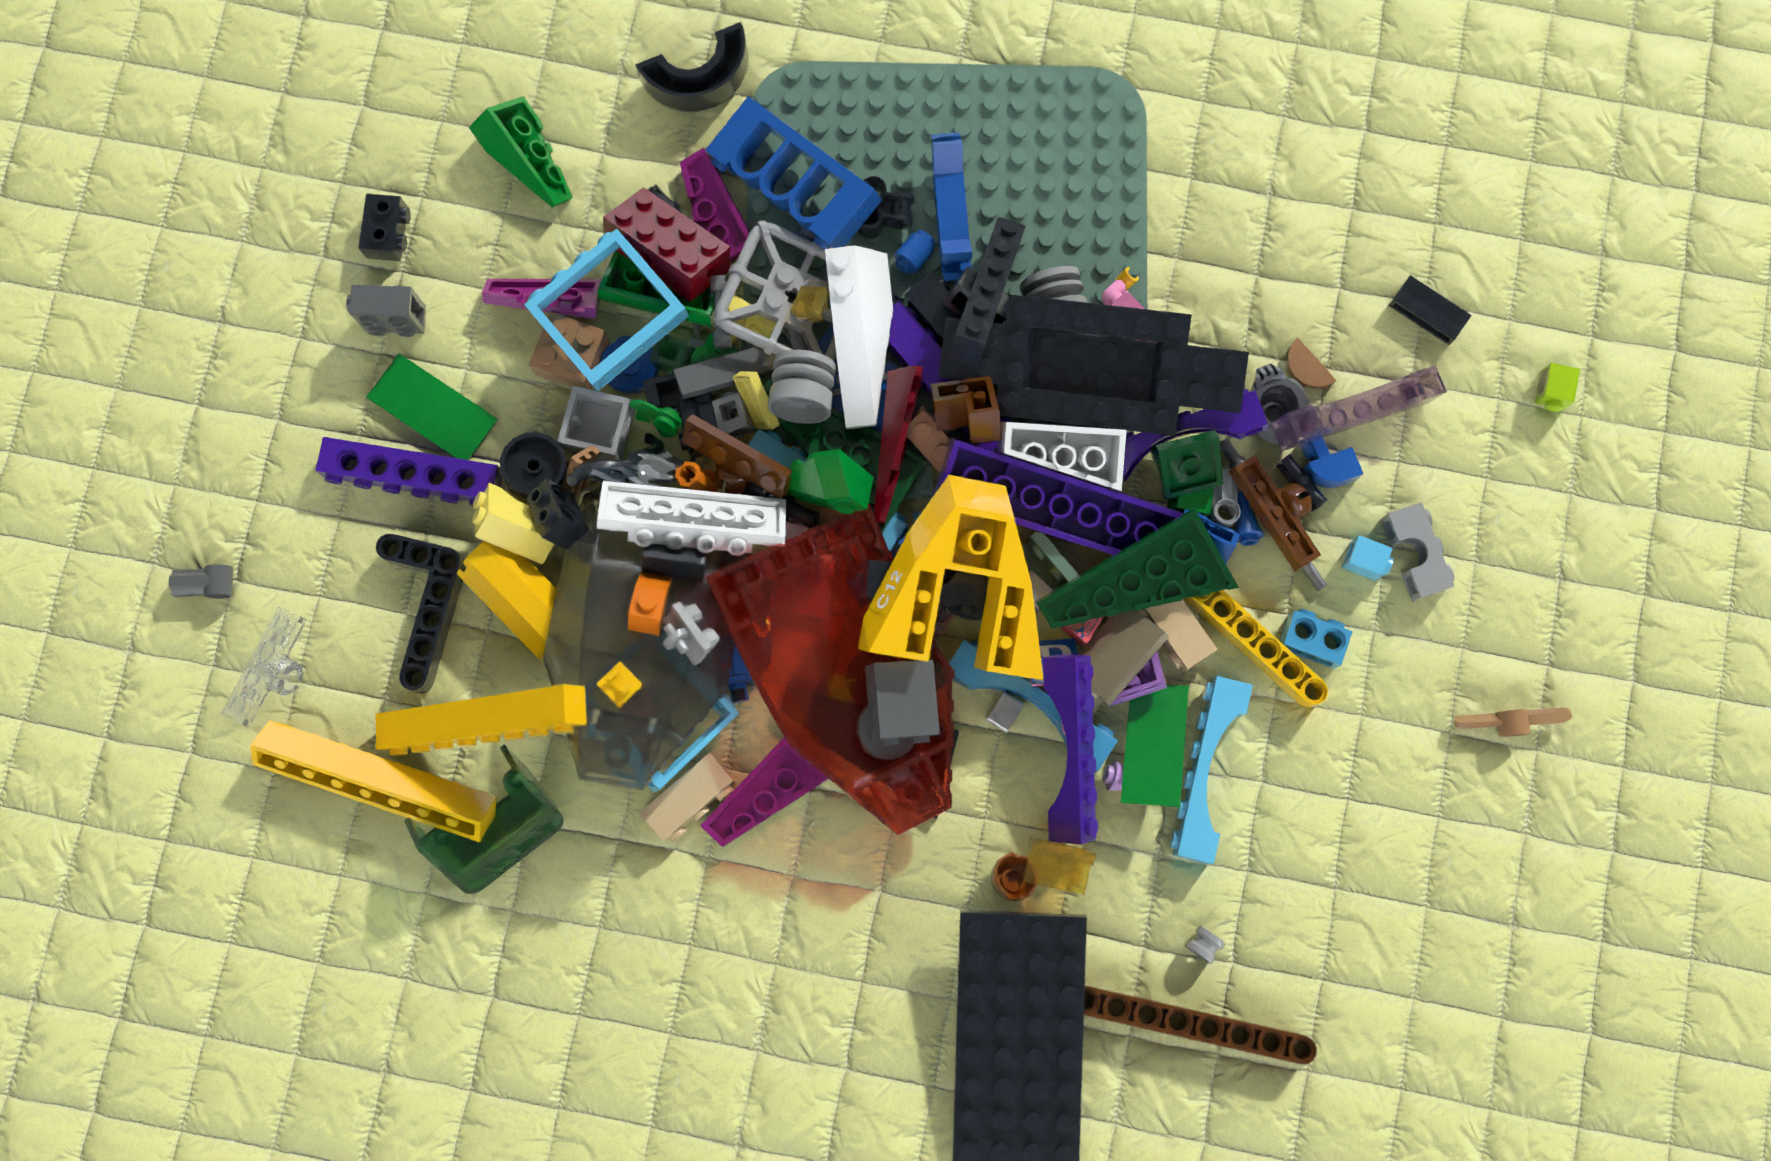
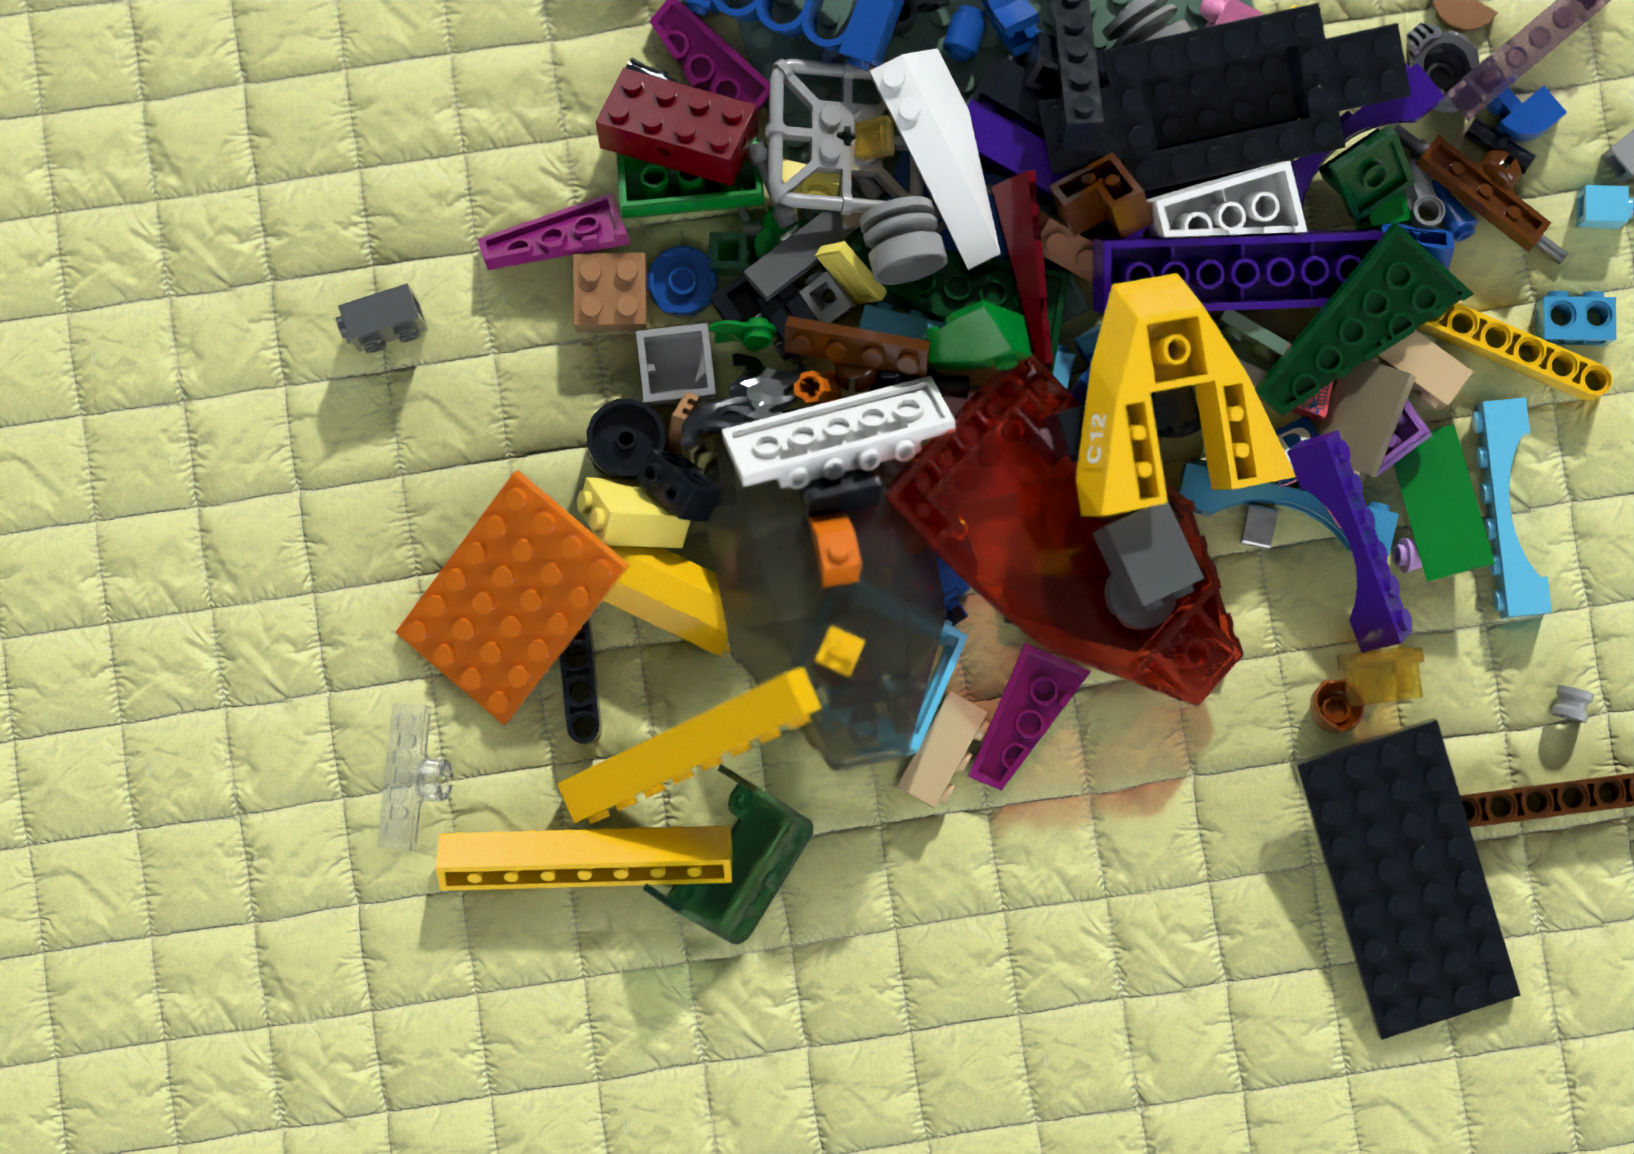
camera: 20 degrees left, 5 degrees up
(210, 582) = (304, 704): dark grey piece -> none
(337, 453) = (389, 503): dark purple brick -> none
(384, 227) = (334, 221): black brick -> none
(395, 555) = (512, 597): none -> orange plate
(432, 408) = (474, 413): green piece -> none
(514, 139) = (448, 66): green wedge -> none
(638, 343) = (693, 262): medium azure window -> none
(686, 635) = (891, 568): light grey hips -> none

